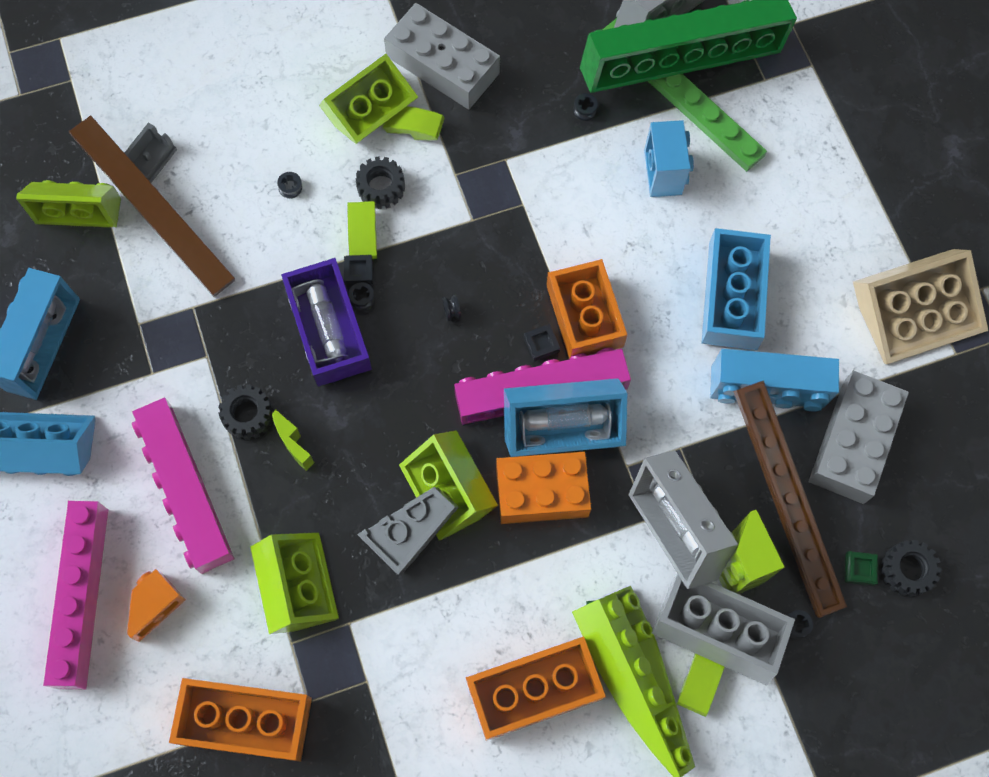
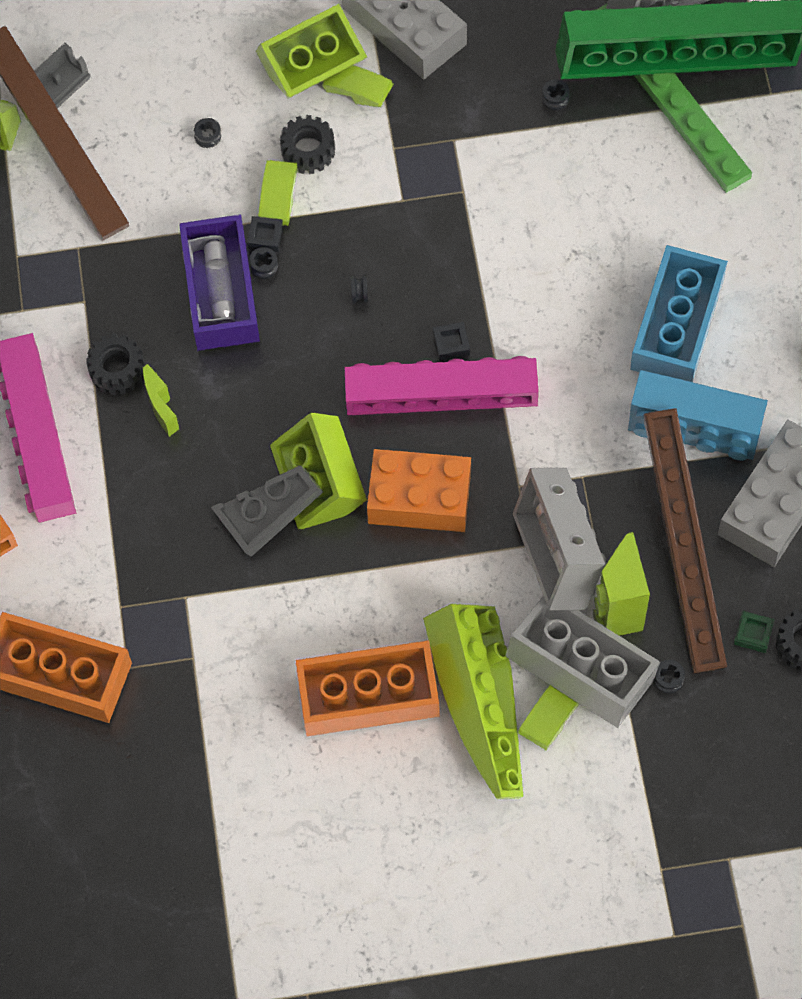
camera: 15 degrees right, 5 degrees down
(293, 582) = (134, 543): lime slope -> none
(565, 417) = (457, 418): dark azure piece -> none
(586, 308) = (506, 310): orange brick -> none
(668, 158) = (633, 163): dark azure brick -> none

